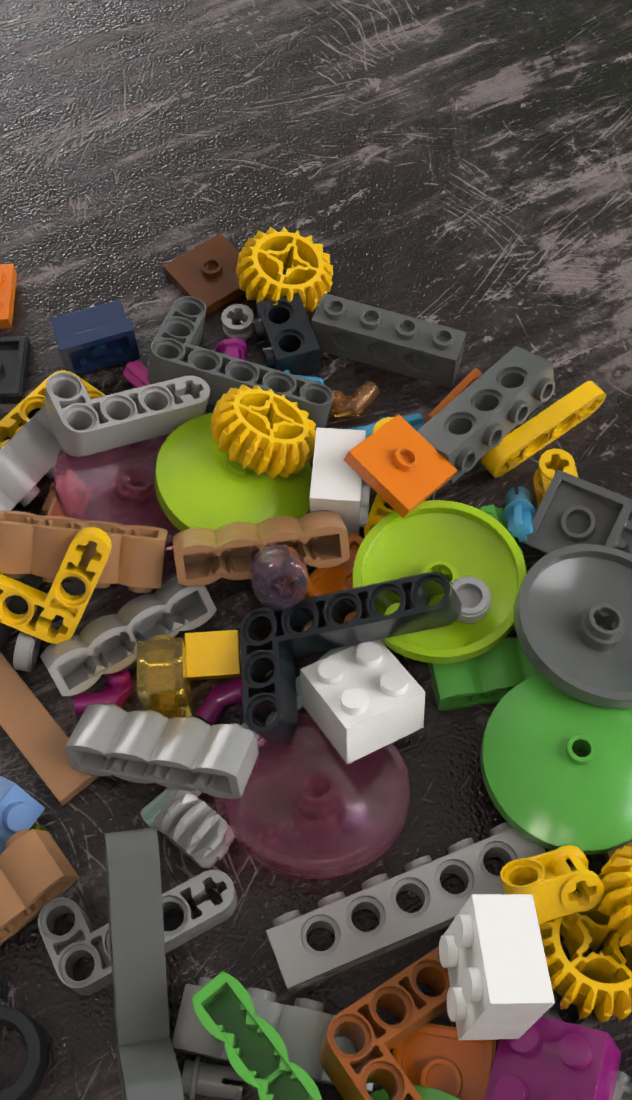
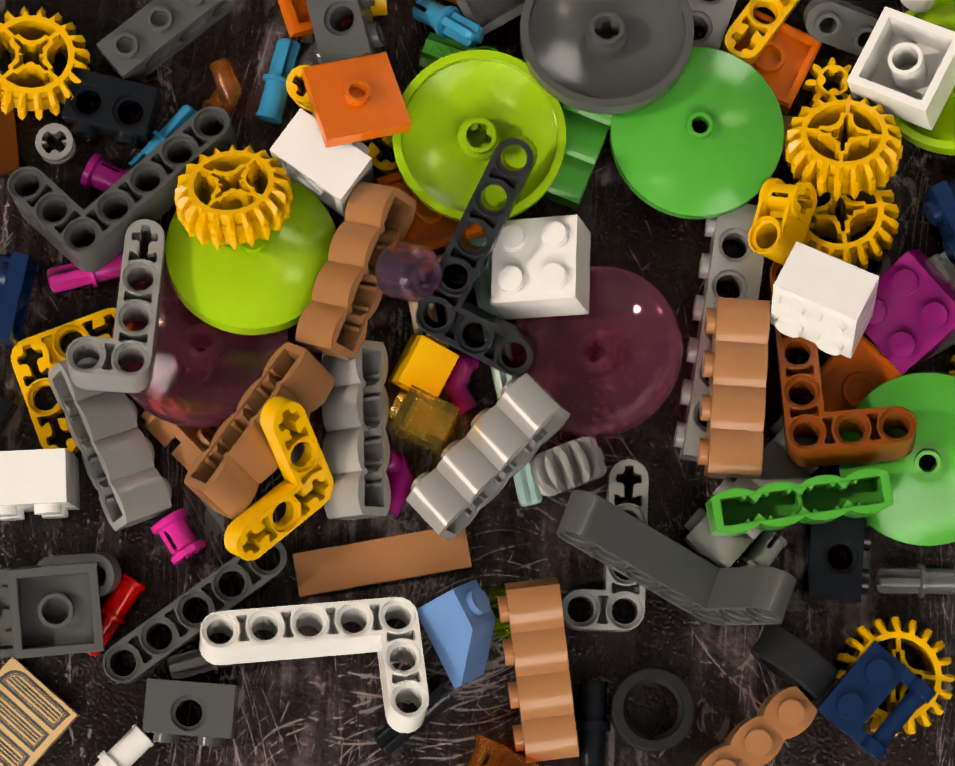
camera: 65 degrees left, 20 degrees up
(26, 652) = (316, 531): light grey tile -> none
(355, 940) = (736, 388): none -> medium nougat brick
(474, 598) = (518, 120): light grey tile -> none

